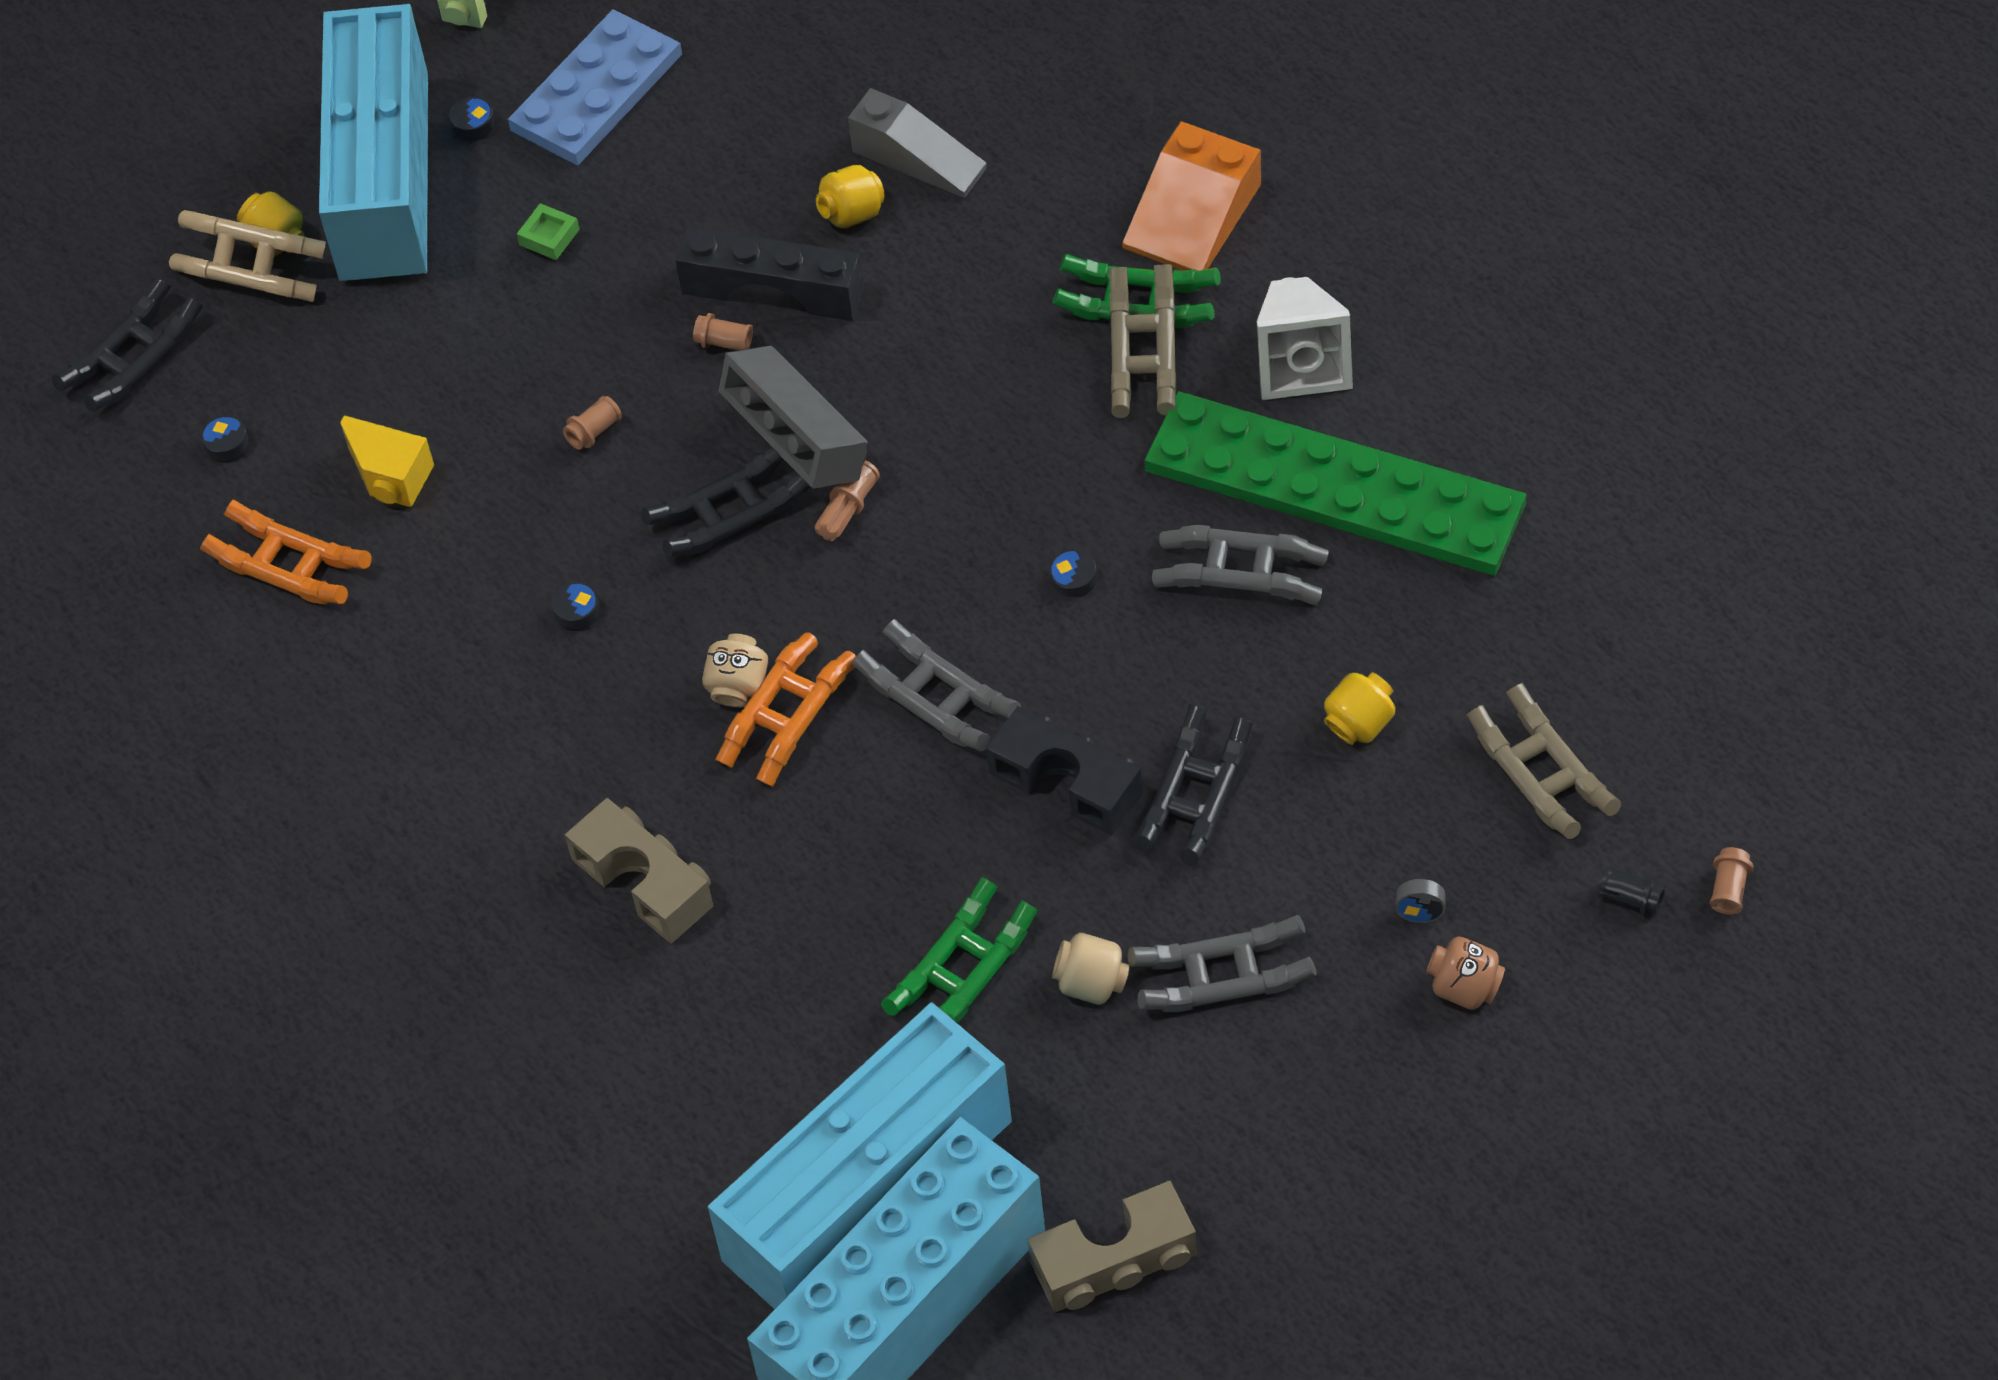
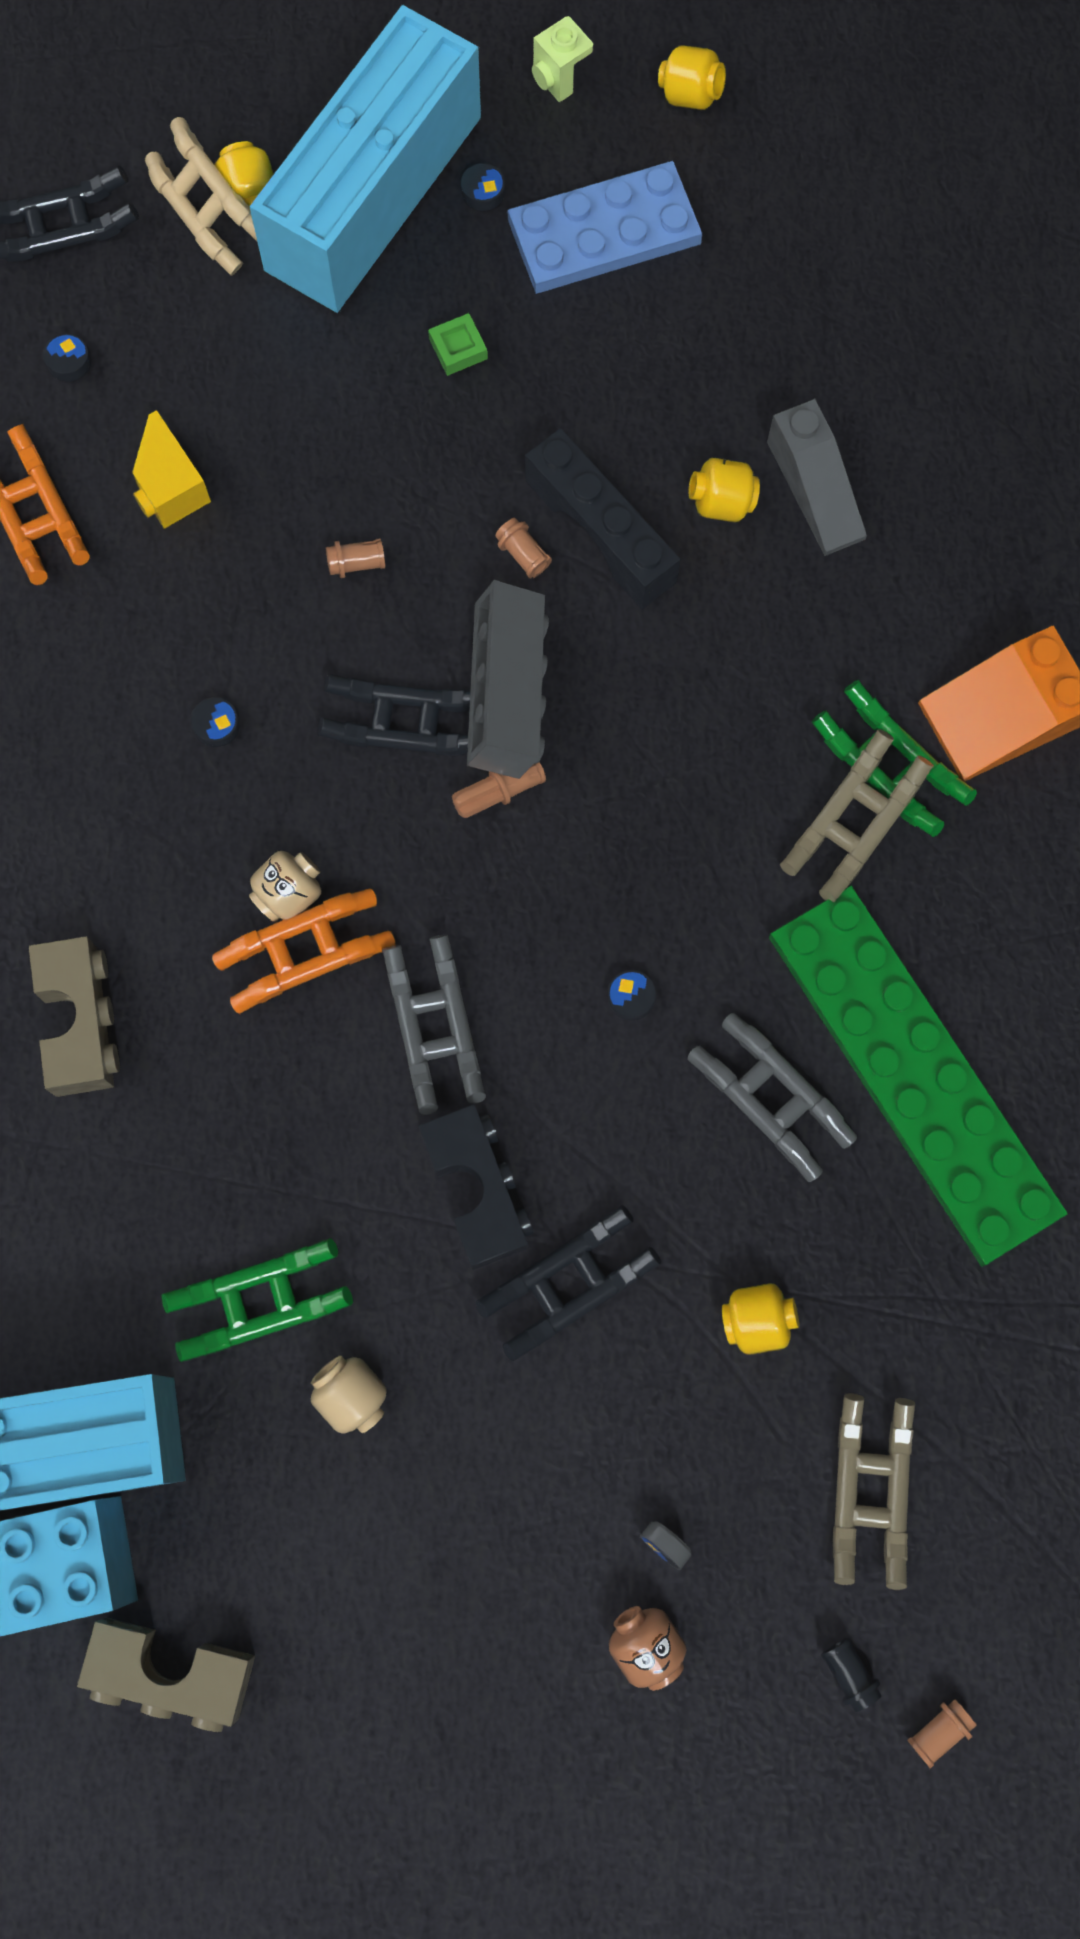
camera: 30 degrees right, 20 degrees up
(1242, 947) = (427, 1482): dark grey piece -> none
(1303, 341) = (993, 915): white slope -> none

